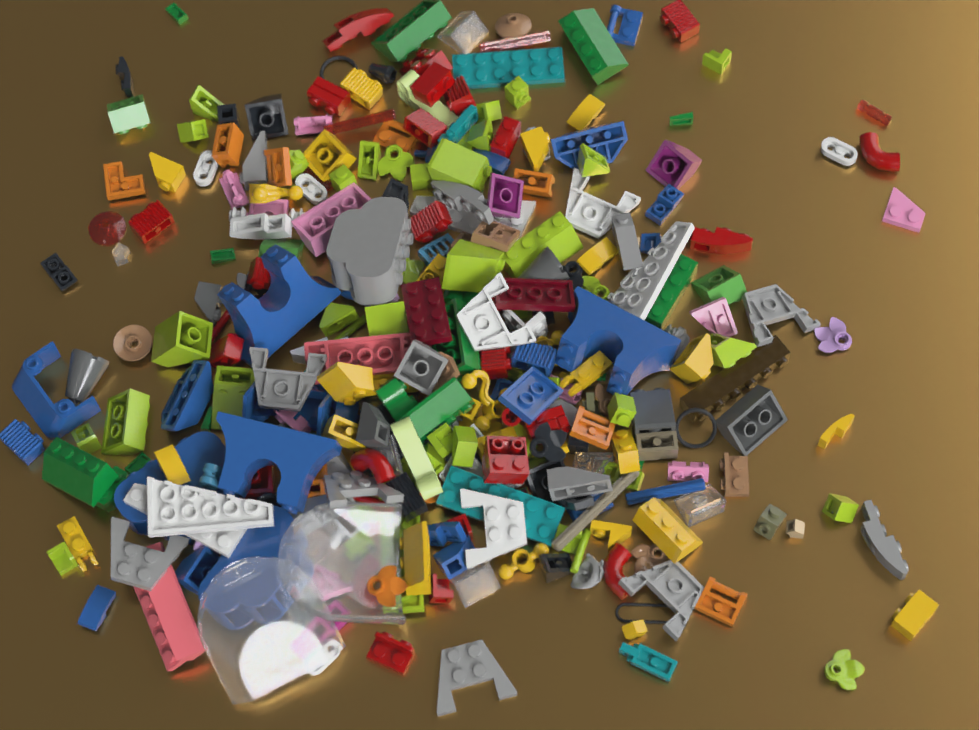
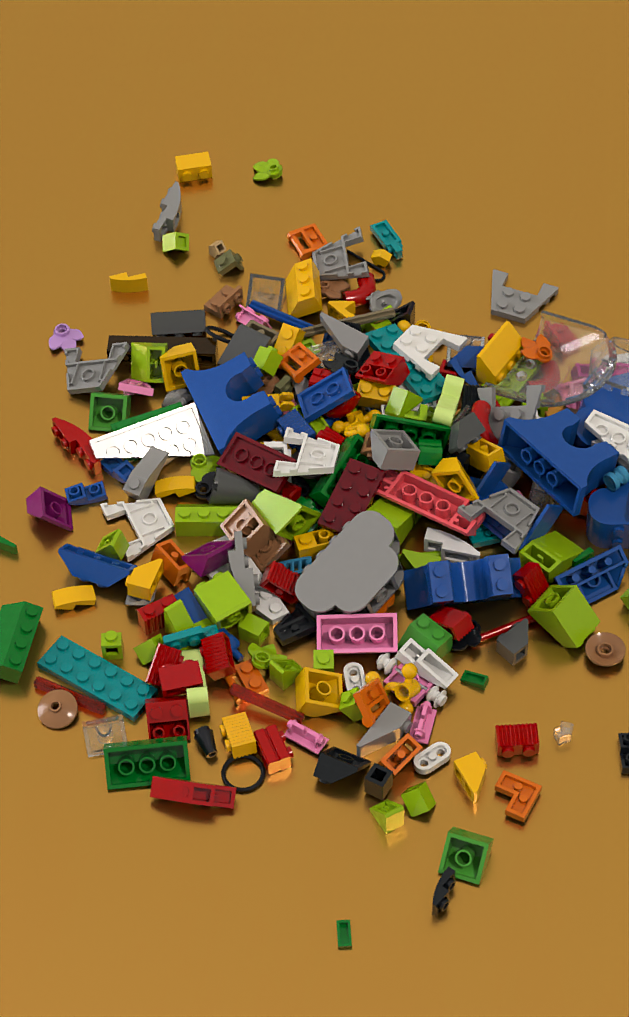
camera: 145 degrees left, 15 degrees down
(107, 235) = (559, 775): clear red dish -> none

